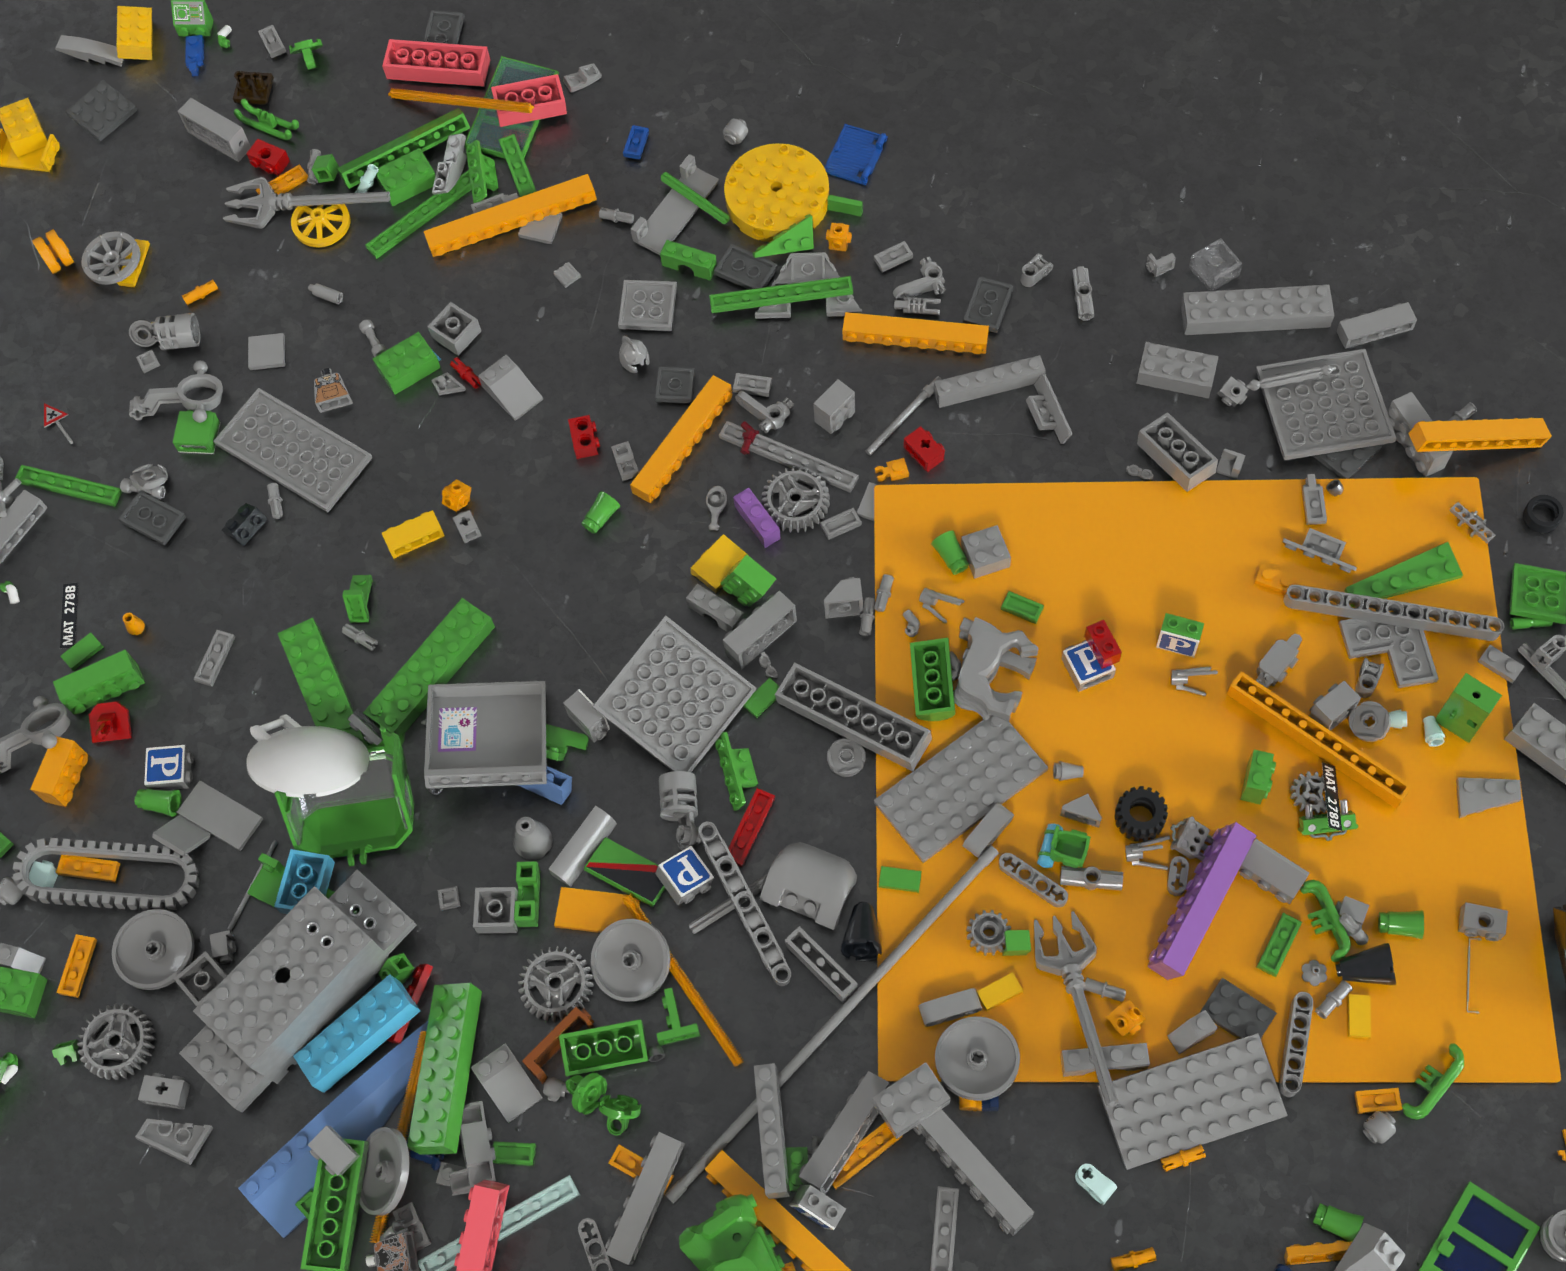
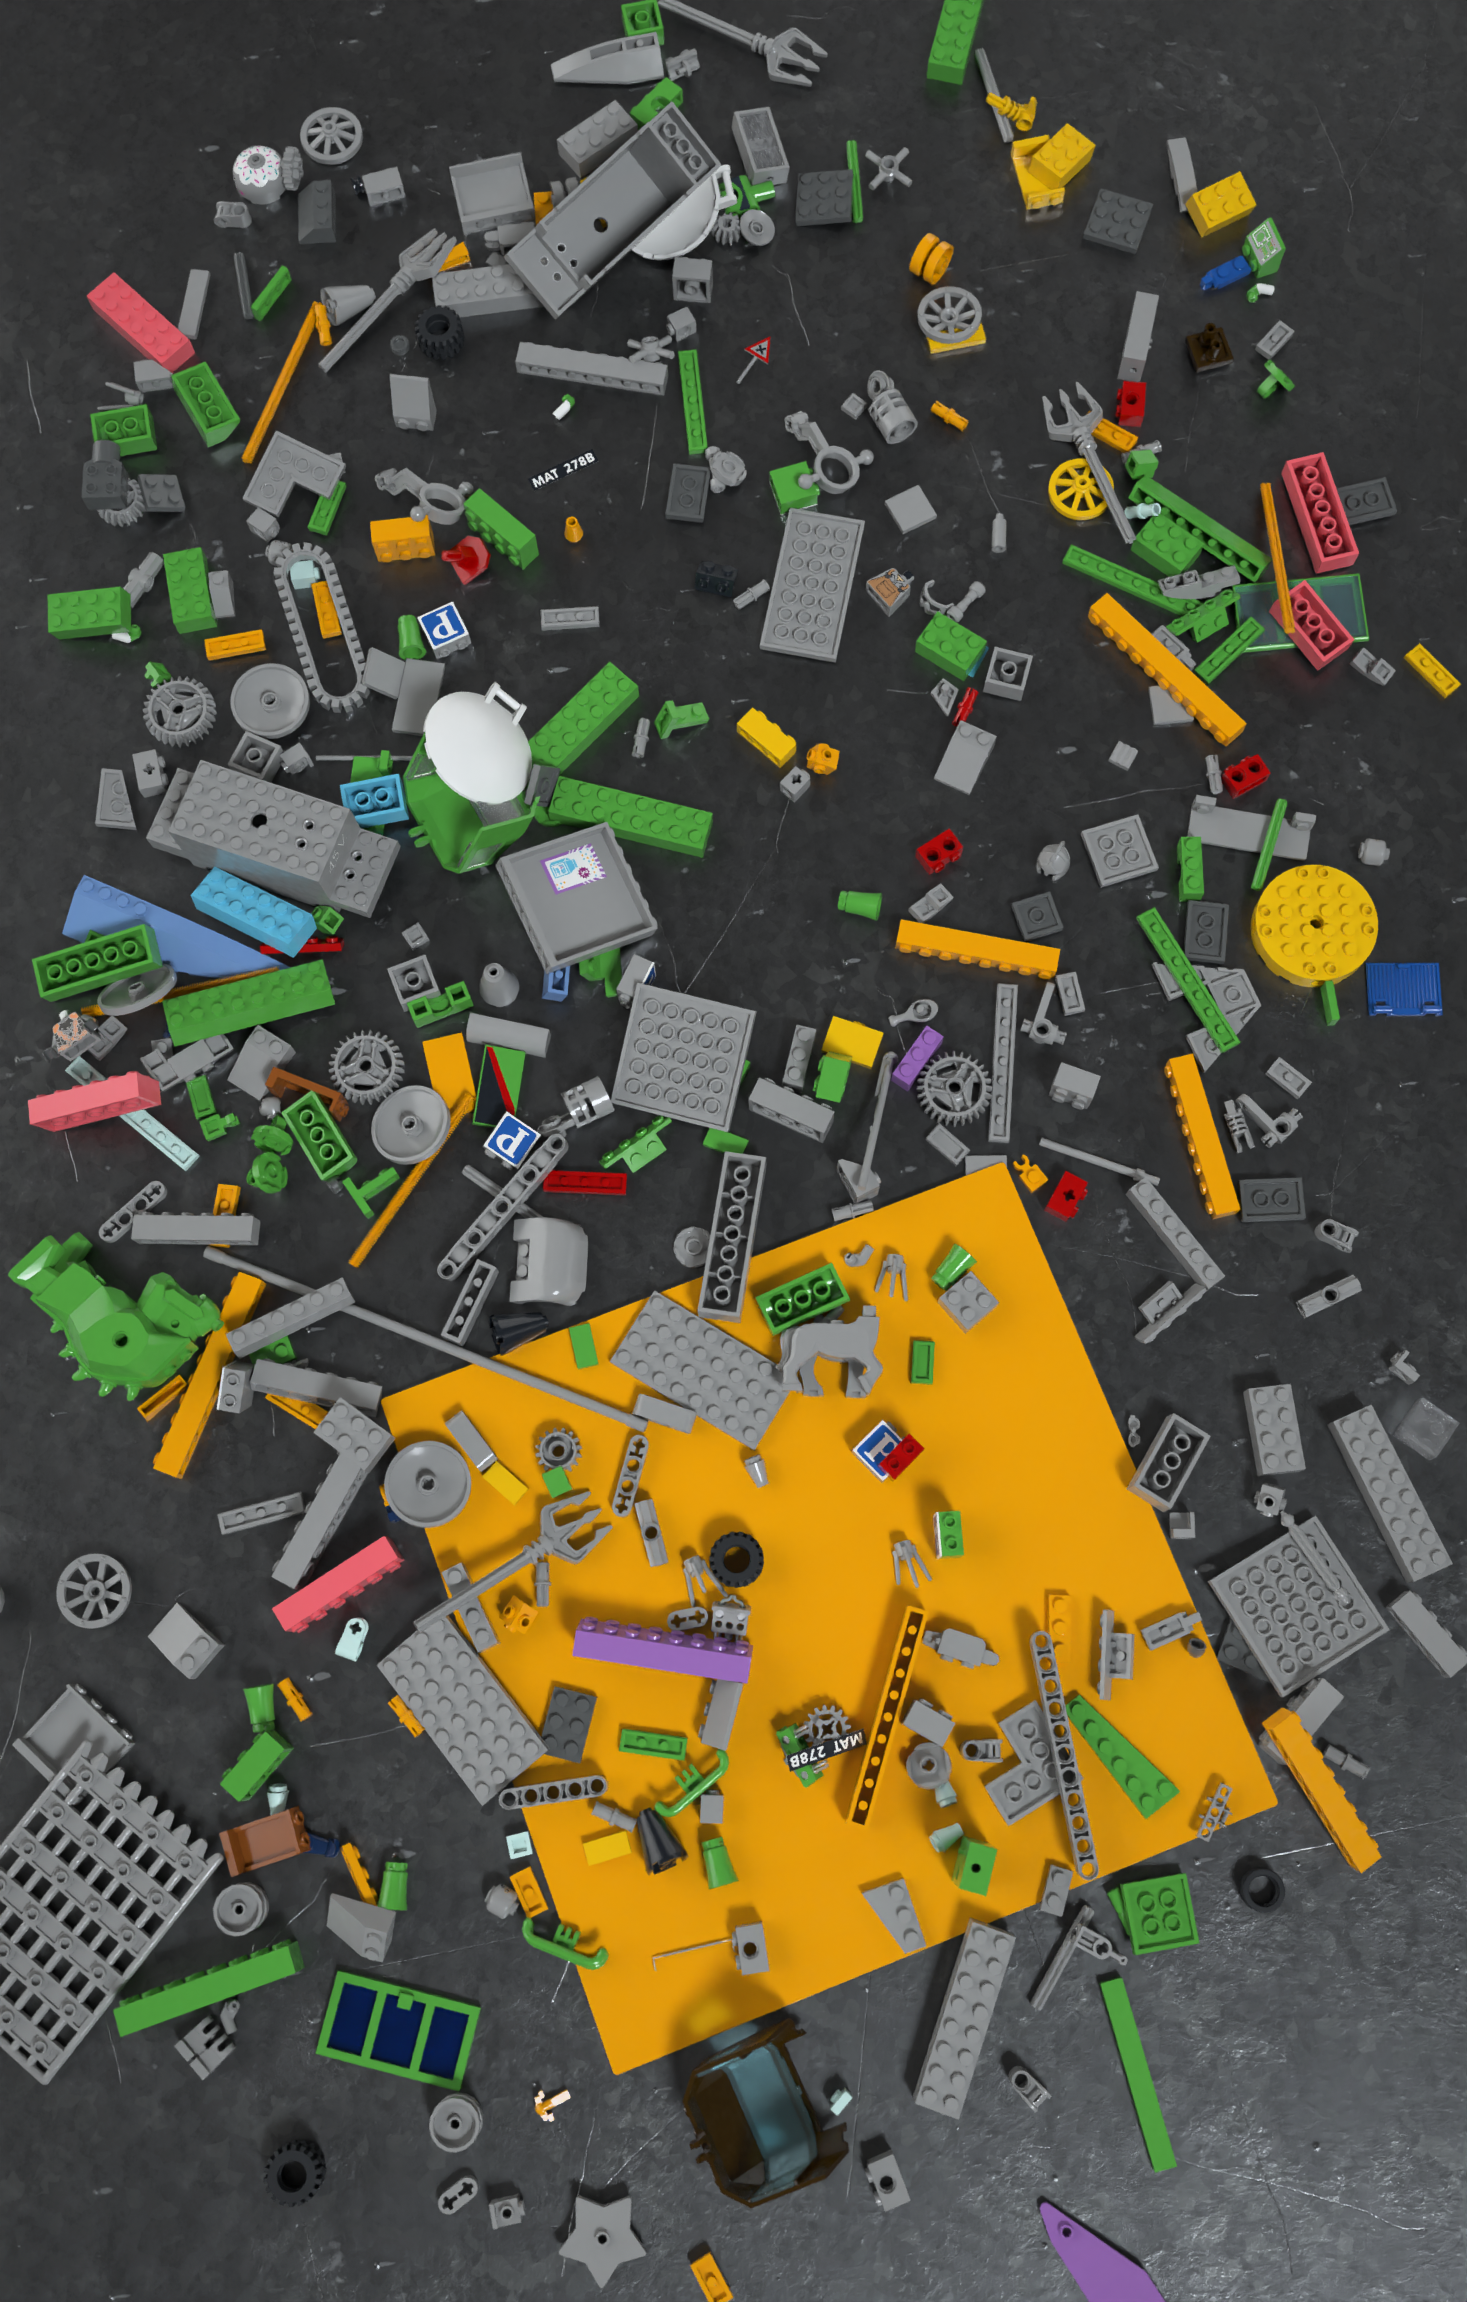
camera: 65 degrees right, 10 degrees up
(81, 651) = (530, 499): bright green tile -> none
(267, 121) = (1176, 381): bright green piece -> none
(333, 1151) = (132, 938): light grey brick -> none
(369, 357) = (943, 608): none -> light grey helmet
(549, 1147) = (216, 1125): none -> bright green plate
(606, 40) = (1432, 670): none -> yellow tile
(629, 198) = (1247, 779): none -> red brick
(636, 142) = (1314, 756): blue plate -> none
(748, 437) = (1005, 1014): dark red piece -> none
(764, 662) = (765, 1129): light grey piece -> none
(769, 551) = (881, 1092): none -> light grey bar
(796, 238) = (1258, 963): bright green wing -> none
(838, 236) = (1282, 1015): light orange brick -> none
(883, 593) = (881, 1216): light grey axle -> none
(1041, 1175) = (338, 1585): none -> coral brick
(1063, 847) = (671, 1493): bright green piece -> none
(1082, 810) = (720, 1500): light grey slope -> none
(1192, 1032) = (529, 1685): light grey slope -> none
(1258, 777) = (818, 1666): bright green brick -> none
(1311, 976) = (639, 1782): light grey plant -> none
(1333, 1094) = (519, 1845): none -> light aqua plate
(1354, 929) = (691, 1815): light grey axle -> none

